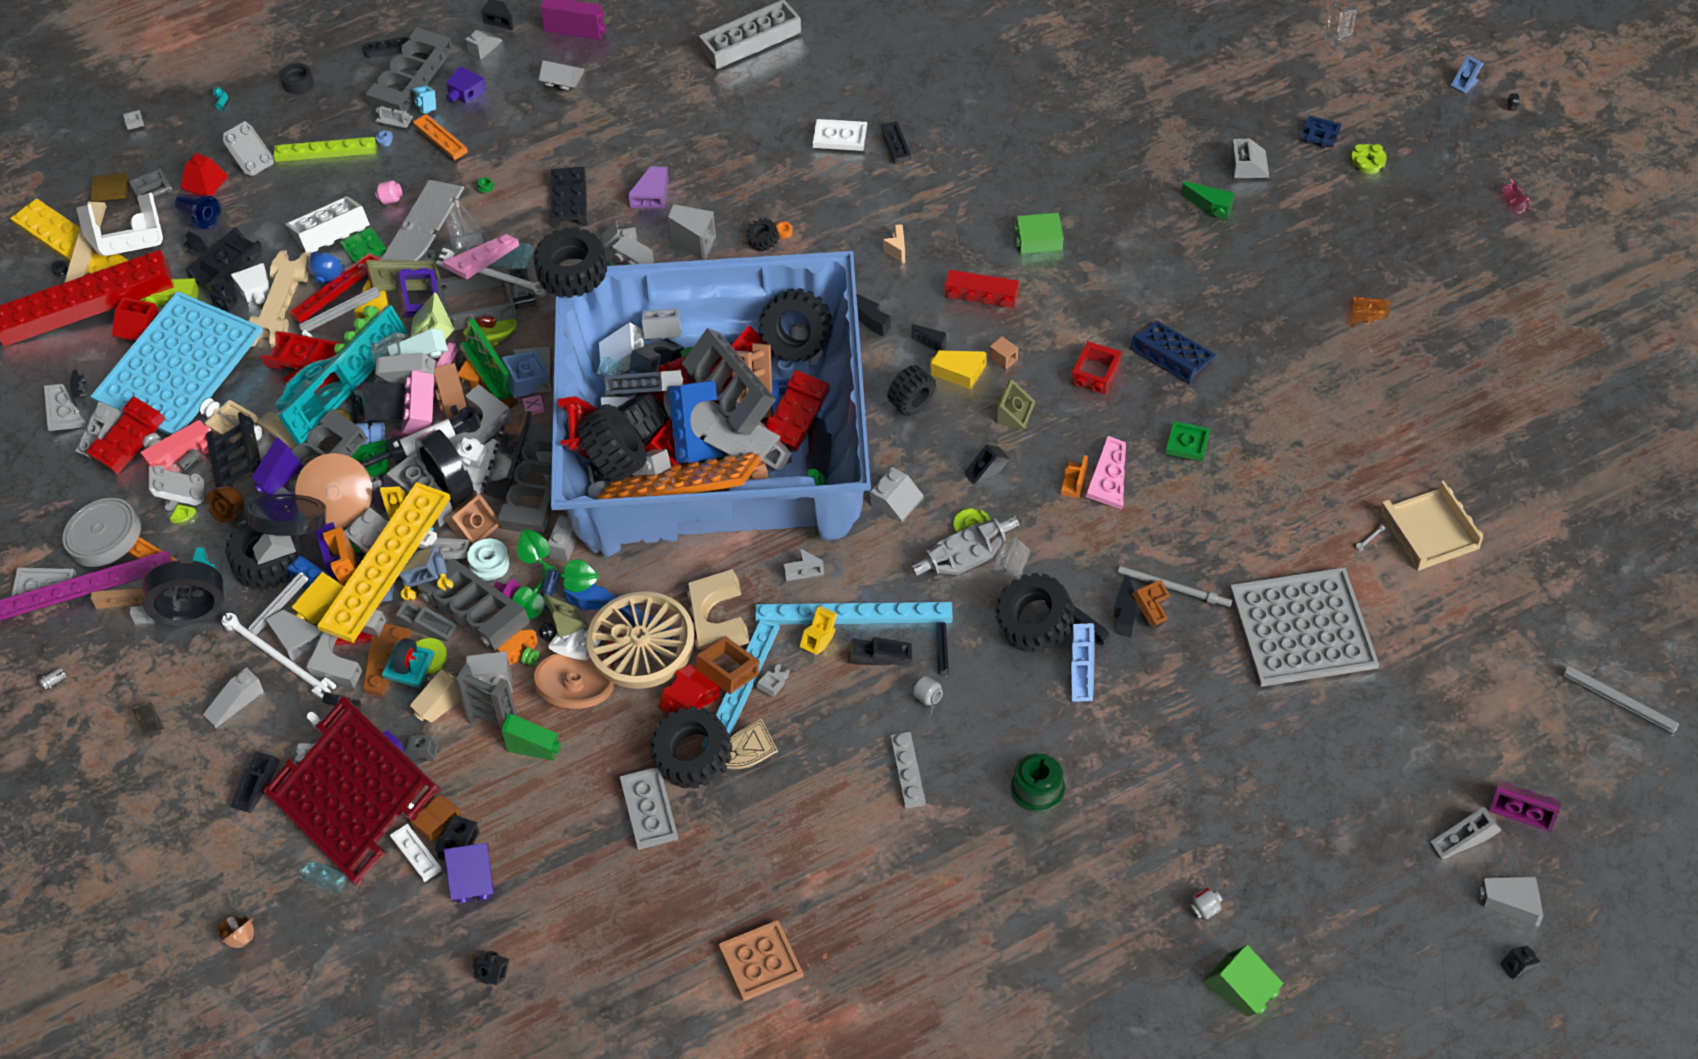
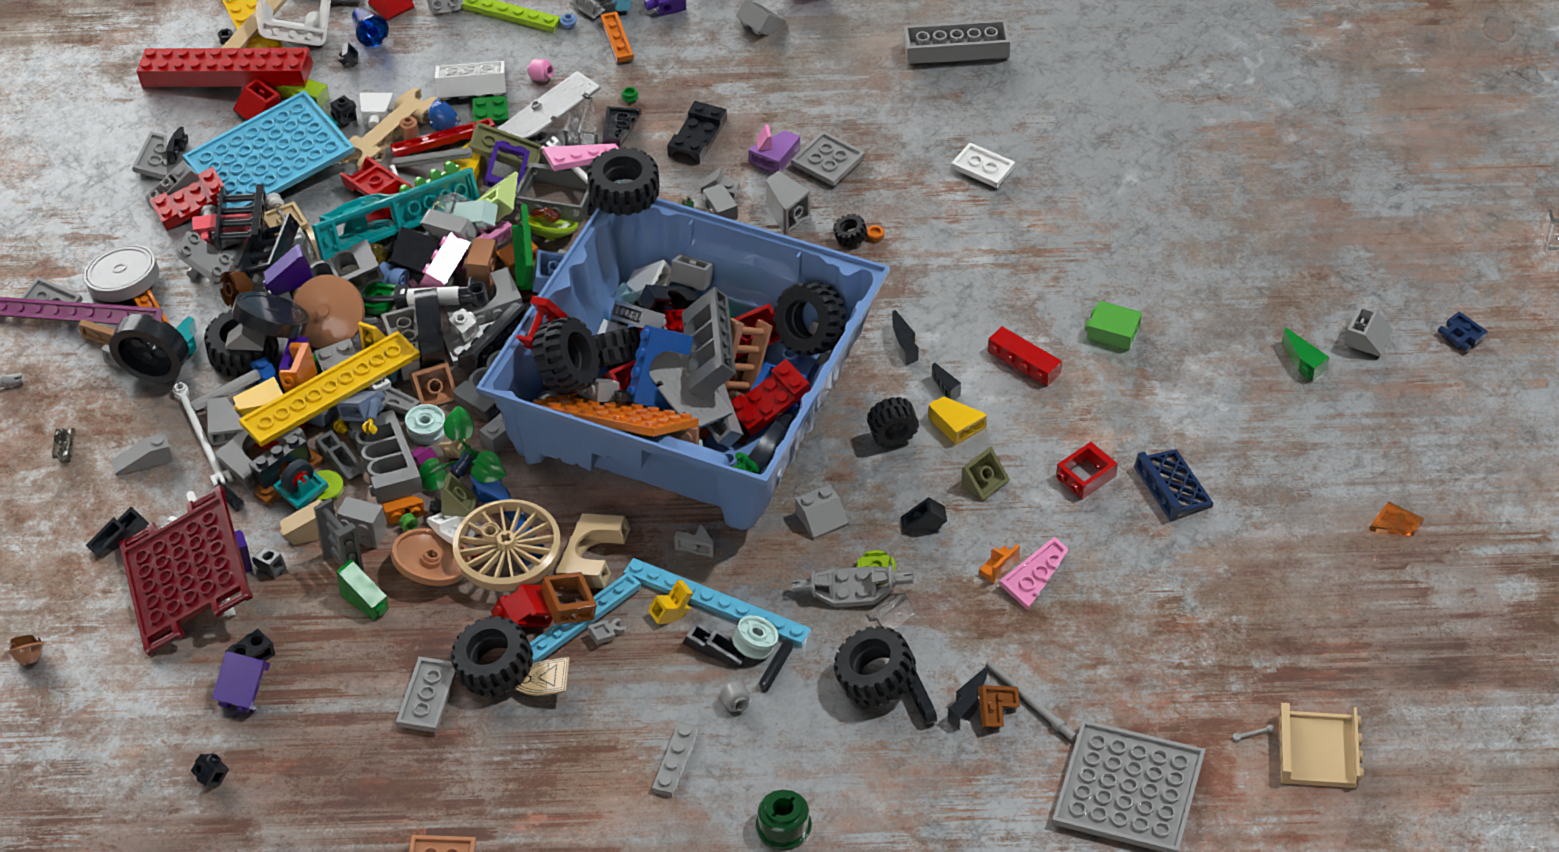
camera: 25 degrees right, 5 degrees down
(182, 513) = (198, 284): lime tile -> none
(208, 433) = (255, 222): none -> black fence
(223, 259) = (363, 76): black piece -> none
(298, 290) = (408, 128): none -> nougat brick
(324, 876) = (125, 635): clear light blue slope -> none
(367, 660) = (267, 466): none -> black arch
(415, 852) = (210, 647): white plate -> none
(433, 819) = (238, 625): dark orange brick -> none
(493, 215) = (619, 123): none -> black wing
(530, 571) = (455, 448): none -> tan bracket
(639, 180) = (764, 139): none -> bright pink slope
(675, 461) = (621, 396): none -> black plate
(701, 178) = (828, 158): none -> light grey plate
(895, 246) = (970, 286): light nougat slope -> none
(896, 142) = (1032, 191): black plate -> none
(912, 630) = (755, 637): none -> light aqua wheel
(1003, 352) = (1006, 422): nougat brick -> none
(1083, 662) = (895, 732): light blue slope -> none
(1188, 441) = (1131, 572): green plate -> none
(1363, 152) = (1503, 381): lime plate -> none

